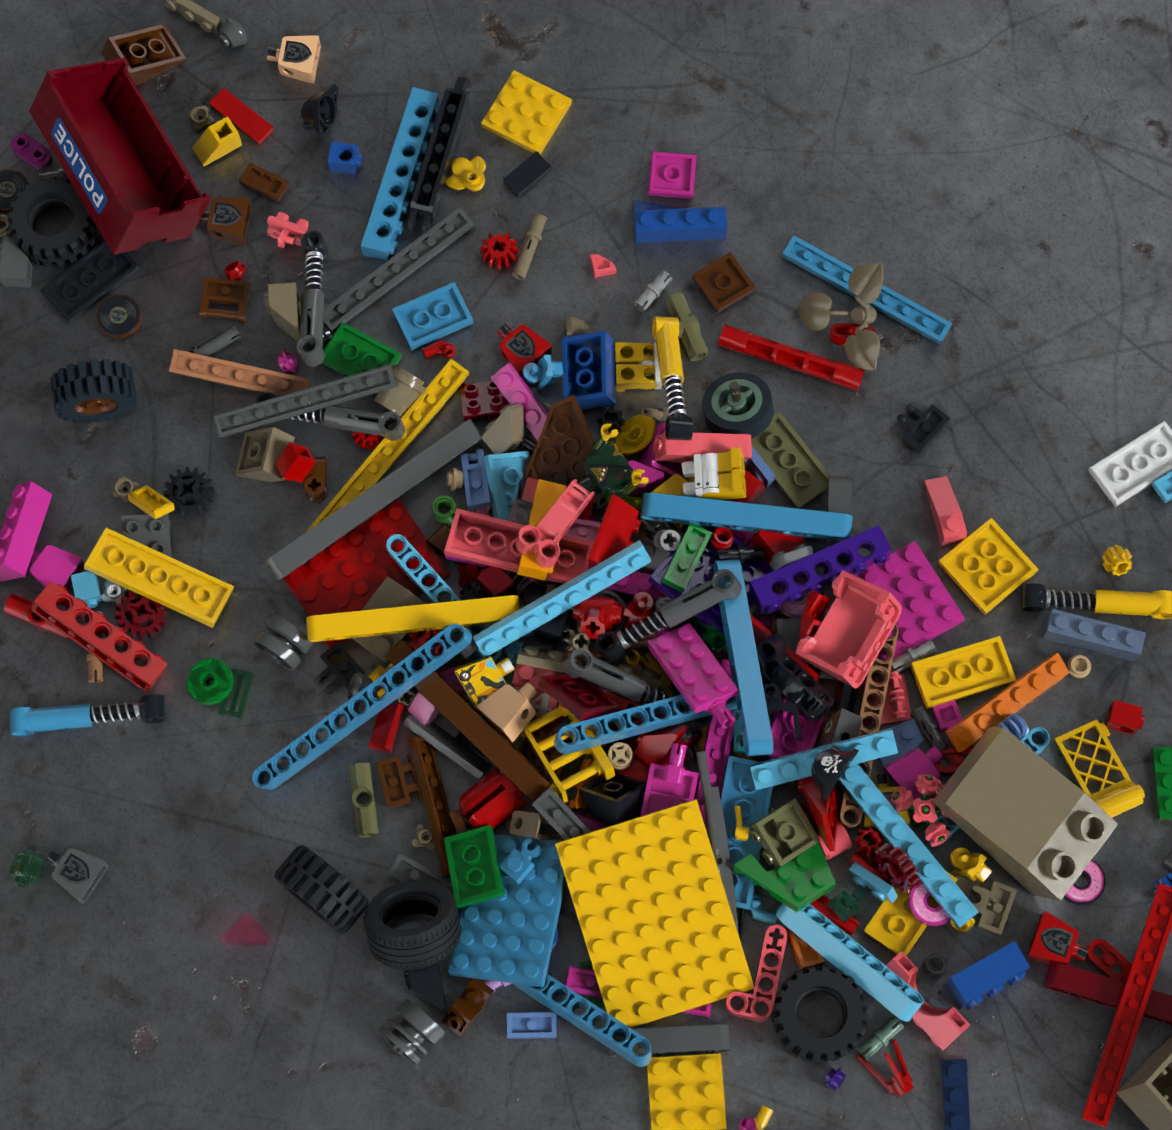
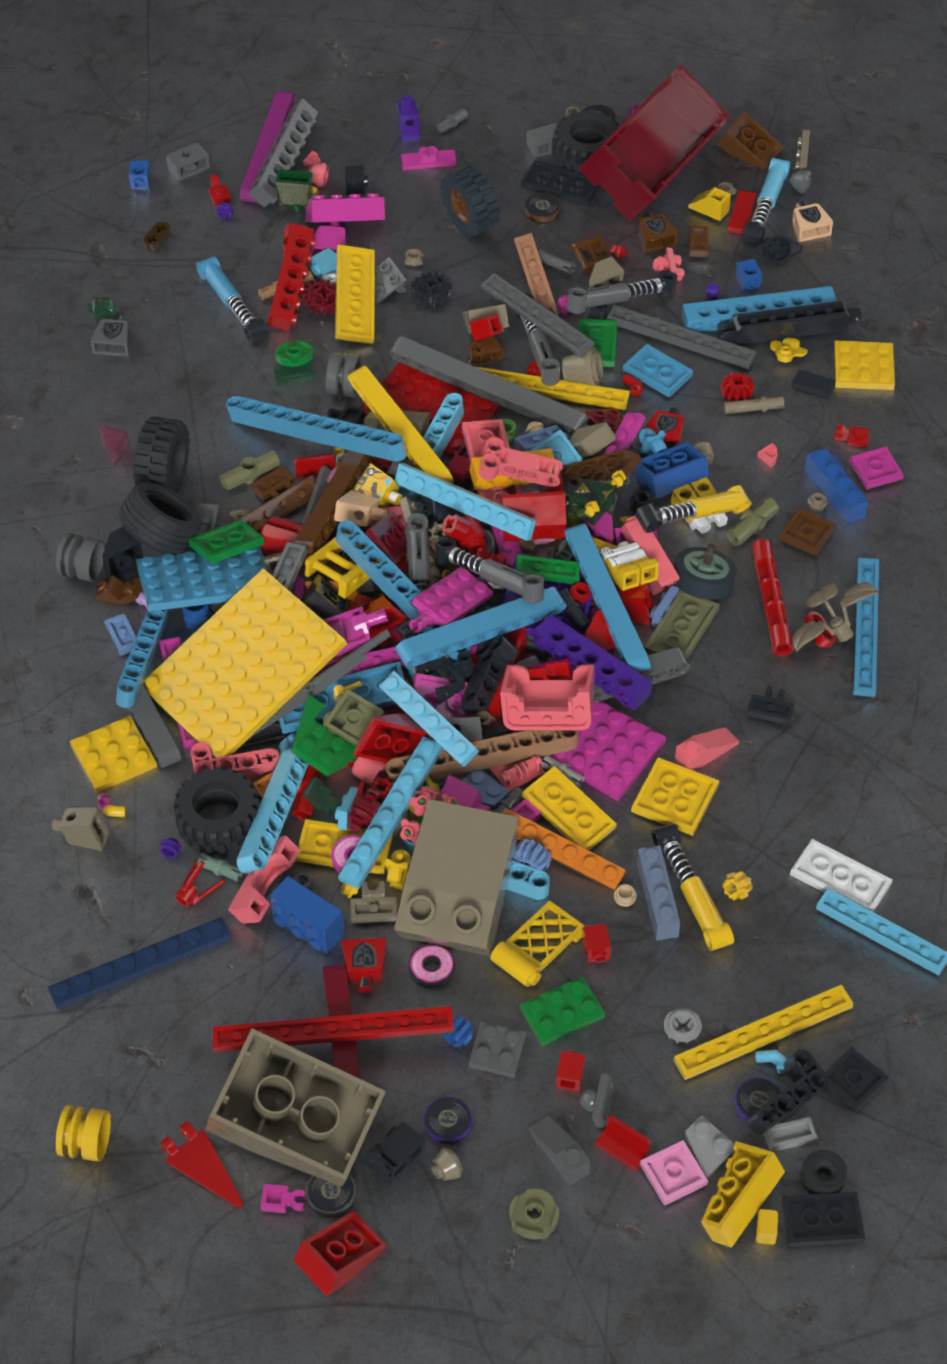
camera: 65 degrees right, 20 degrees down
(151, 502) = (410, 269): yellow plate -> none
(203, 49) = (768, 196): none -> piece
(345, 204) = (712, 290): none -> dark purple plate
(518, 863) = (242, 563): dark azure plate -> none
(618, 172) = (855, 435): none -> red plate
(621, 751) = (357, 589): tan wheel -> none
(652, 291) = (768, 491): light grey pin -> none
(659, 416) = (668, 534): dark tan plate -> none
(669, 546) = (557, 549): light grey bush -> none
(684, 257) = (817, 501): none -> dark tan plate
(781, 559) = (585, 630): dark grey plate -> none
(829, 767) = (417, 716): black hat -> none
(1109, 958) = (370, 994): red plate -> none

